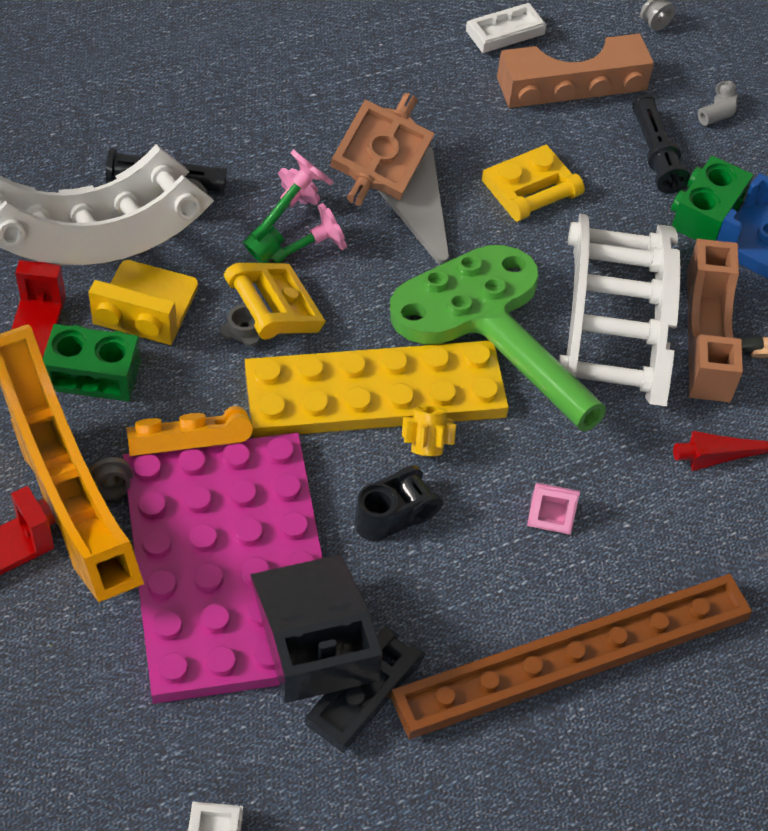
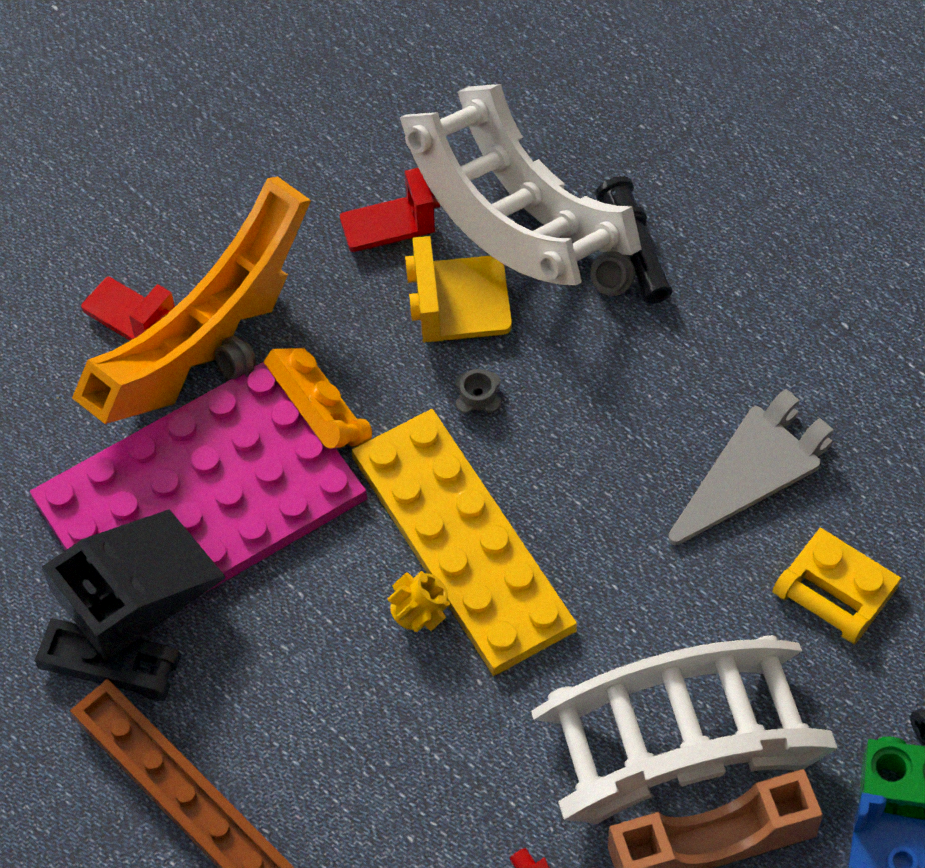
camera: 75 degrees right, 5 degrees up
(92, 362) = (358, 285): green brick -> none
(266, 239) = (656, 348): plant -> none
(283, 292) = (525, 411): yellow plate -> none
(382, 149) = (765, 412): nougat plate -> none
(402, 503) = (326, 612): black piece -> none
(476, 297) = (614, 578): bright green piece -> none
(553, 508) = (387, 756): bright pink slope -> none

